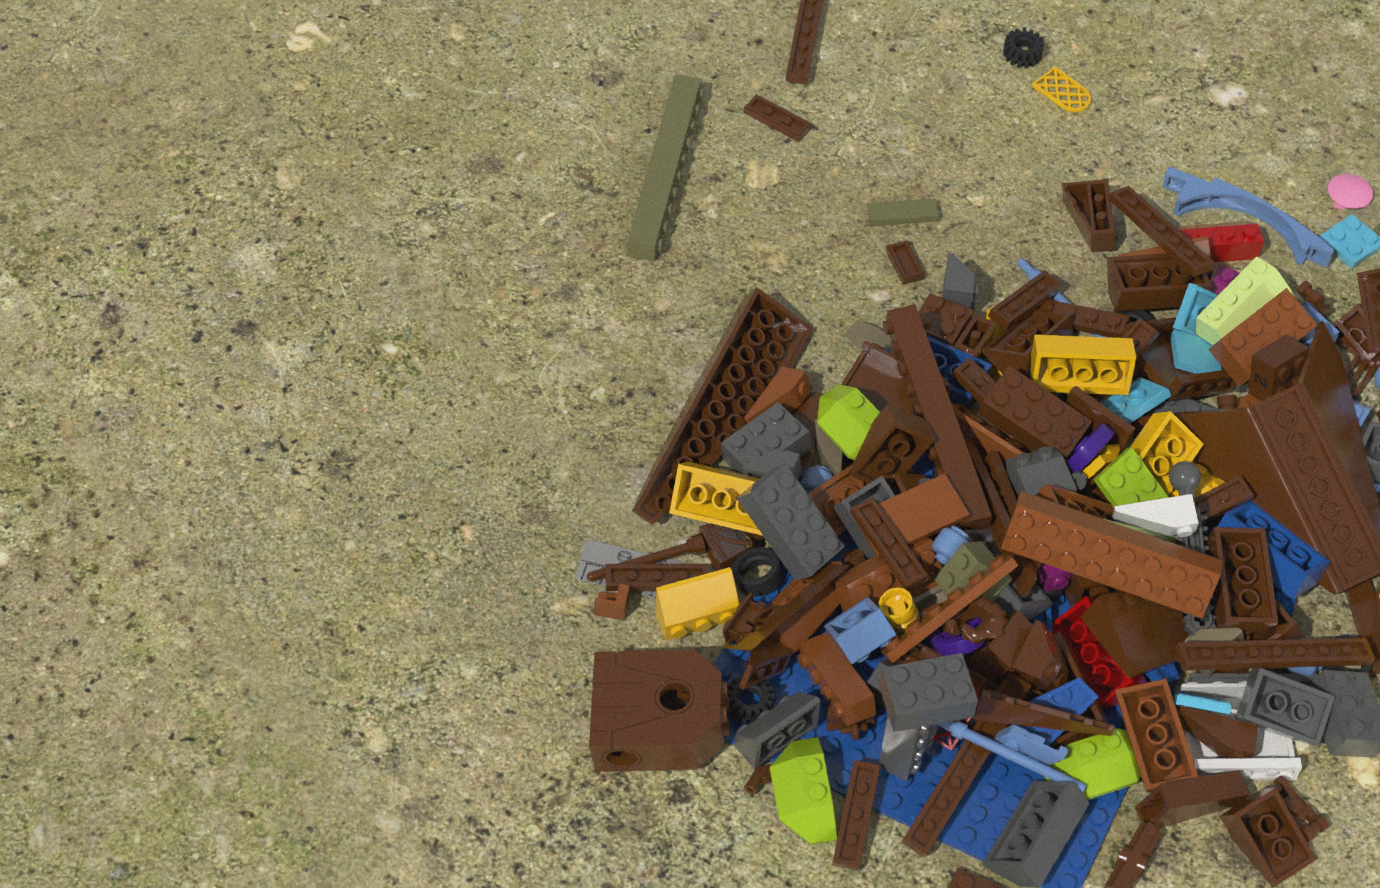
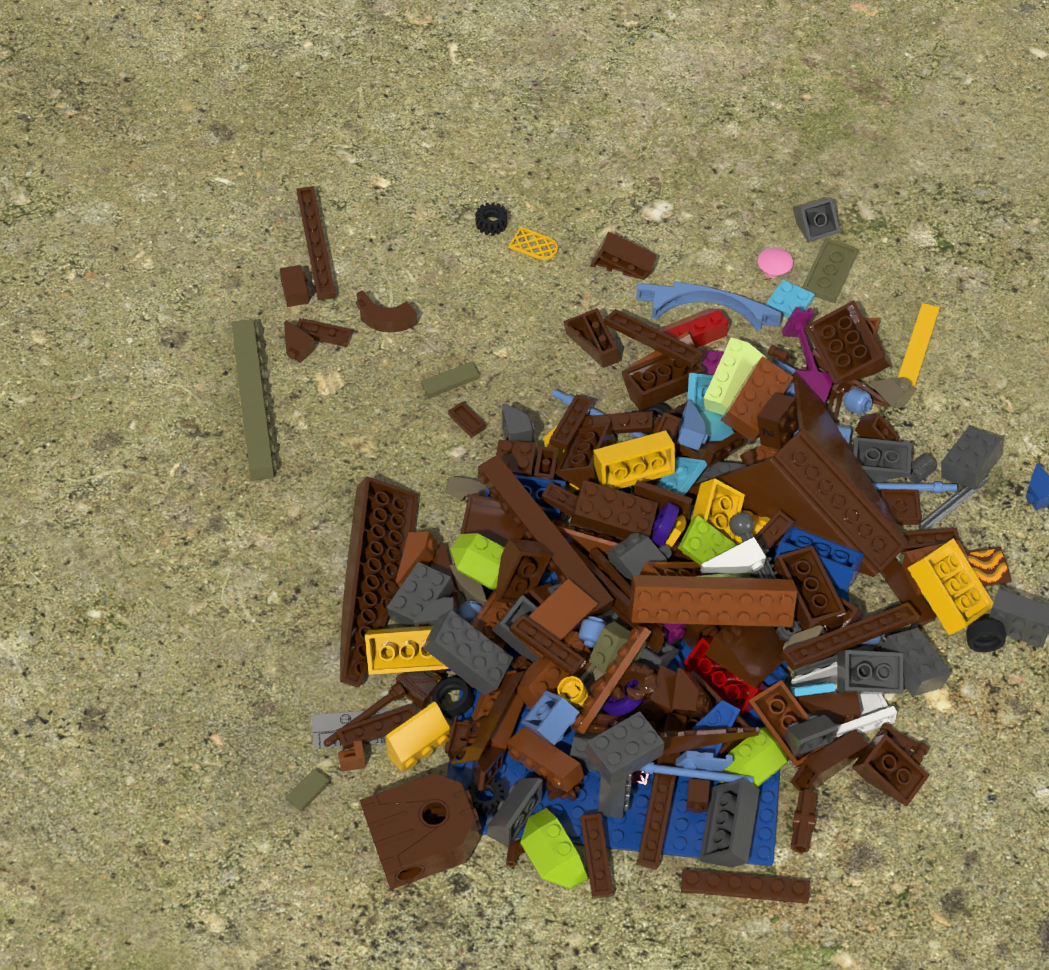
camera: 20 degrees left, 0 degrees up
(546, 623) = (307, 790): none -> olive tile
(742, 120) = (298, 343): none -> reddish brown slope
(764, 56) = (294, 285): none -> reddish brown brick
(856, 124) = (385, 319): none -> reddish brown arch
(1009, 785) = (697, 795): none -> reddish brown brick
(1164, 132) = (623, 256): none -> reddish brown wedge
(1169, 348) = (692, 428): none -> medium blue slope
(1177, 757) = (810, 735): none -> dark grey slope
(1348, 341) = (795, 327): none -> magenta piece

